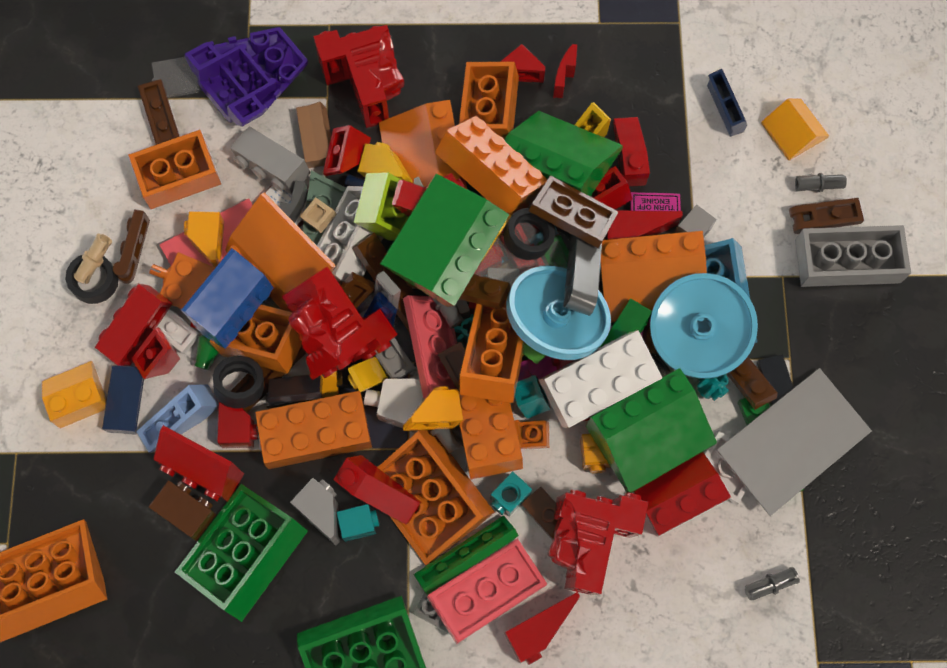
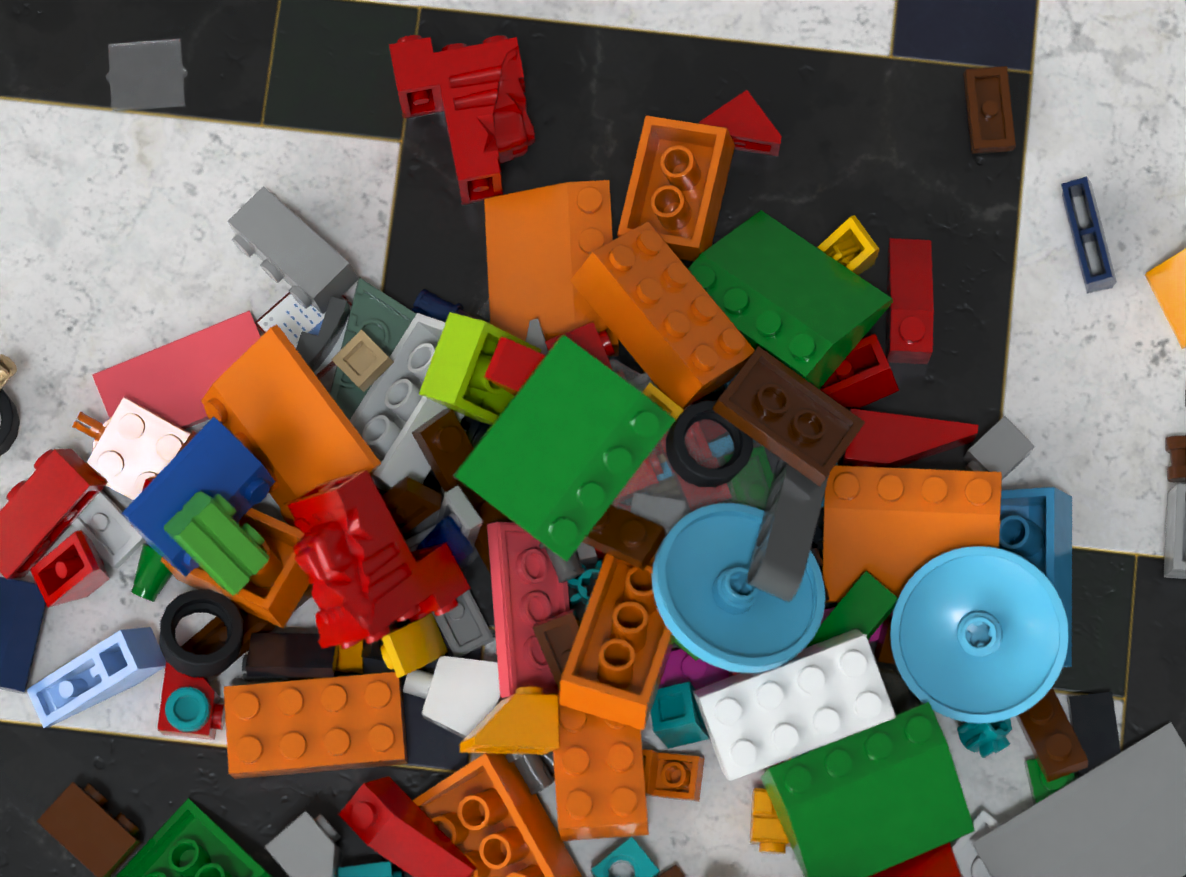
camera: 10 degrees right, 5 degrees up
(132, 247) = (46, 375): reddish brown plate -> none
(158, 111) = (114, 145): reddish brown tile -> none
(174, 169) = (130, 248): orange brick -> none
(196, 465) = (119, 763): red slope -> none
(206, 234) = (172, 369): light orange slope -> none
(235, 428) = (187, 709): none -> teal tile
(241, 321) = (217, 541): none -> bright green brick
(246, 73) = (270, 87): dark purple wedge -> none
(314, 133) = (374, 210): medium nougat piece -> none
(345, 150) = (421, 250): red slope -> none
(382, 159) = (483, 281): yellow slope -> none
(565, 69) = (819, 138): red slope -> none
(655, 202) = (937, 401): dark pink tile -> none
(660, 43) = (989, 110): none -> reddish brown plate

